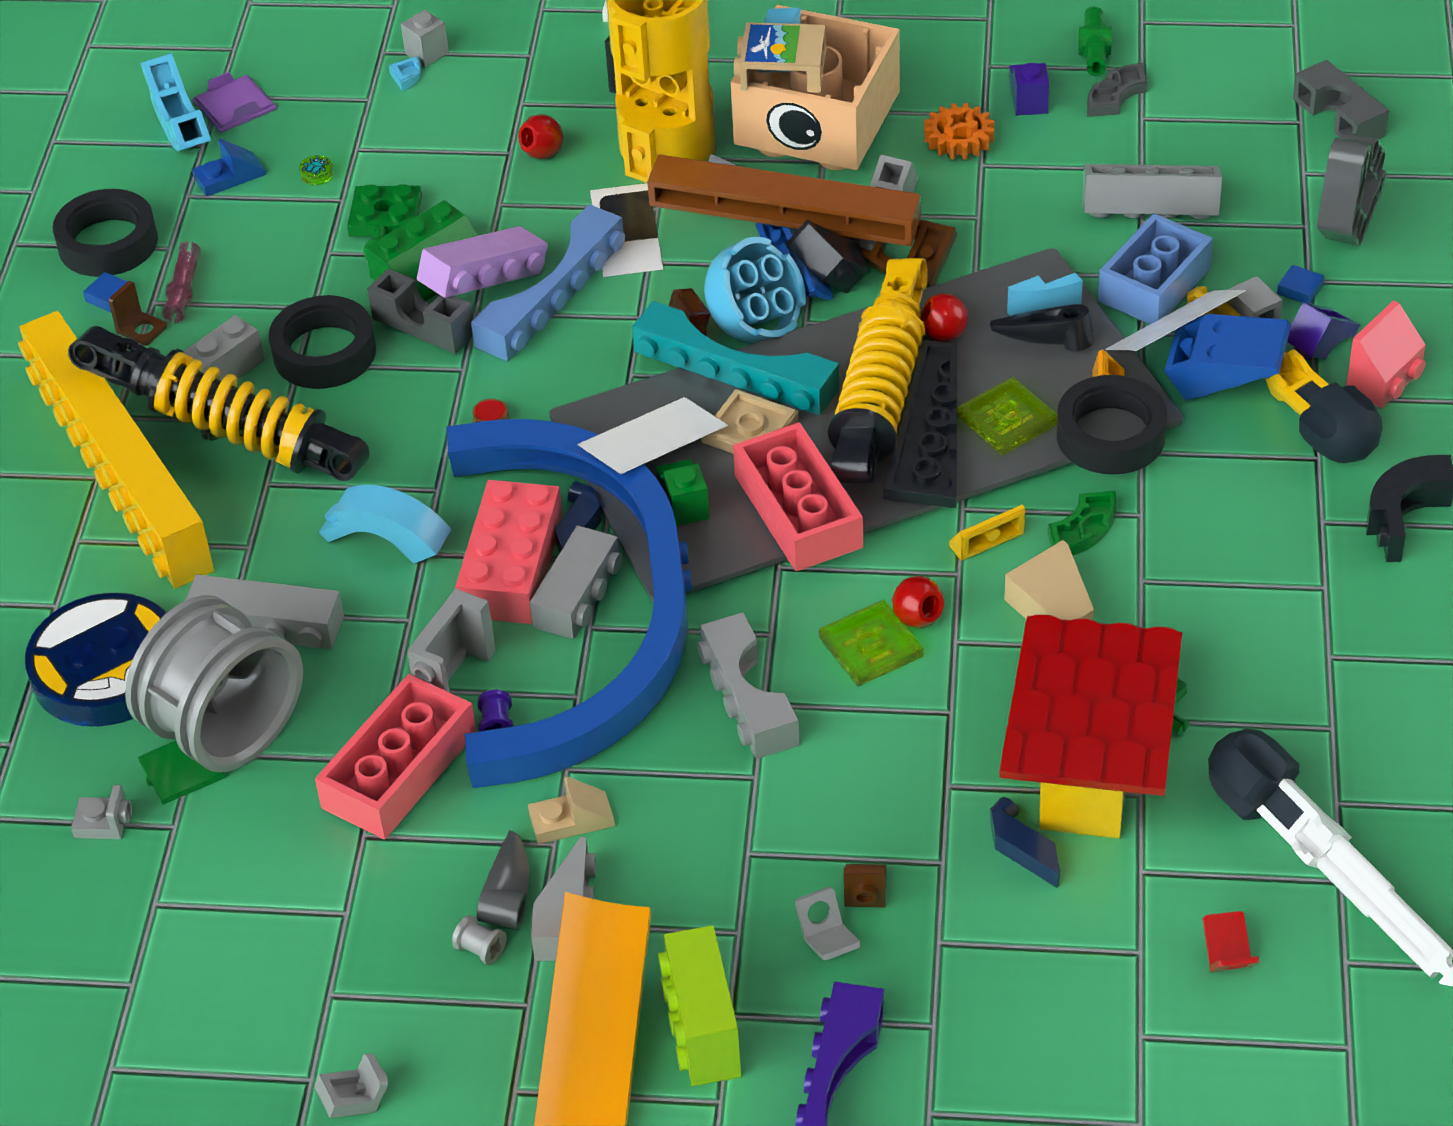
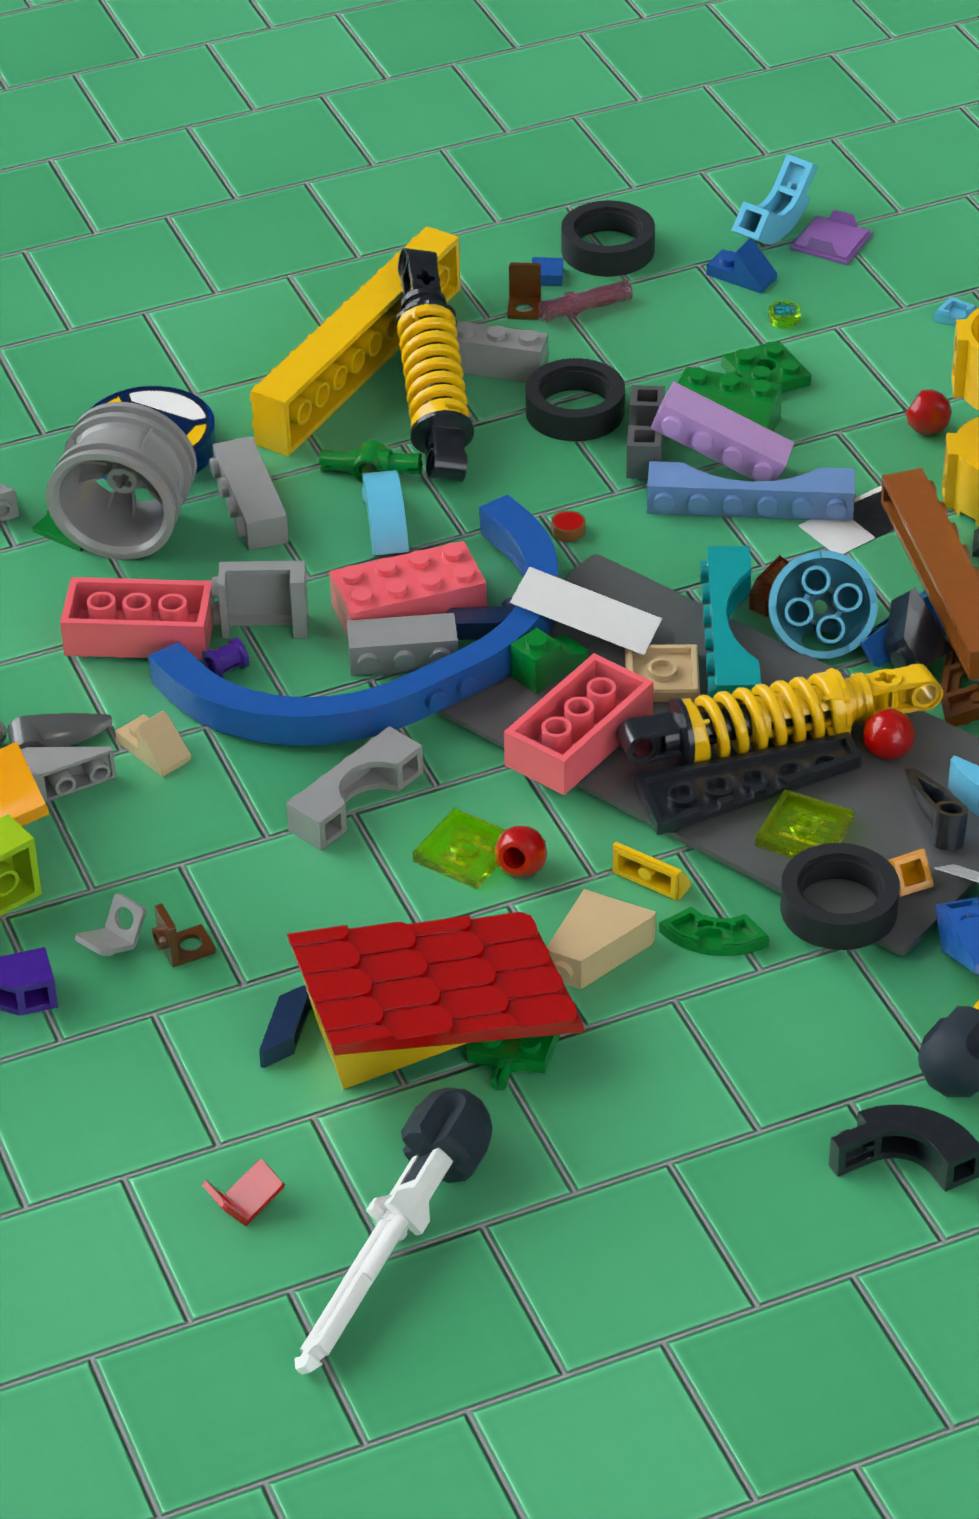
camera: 60 degrees right, 5 degrees down
(291, 510) = (371, 457): none -> green pin

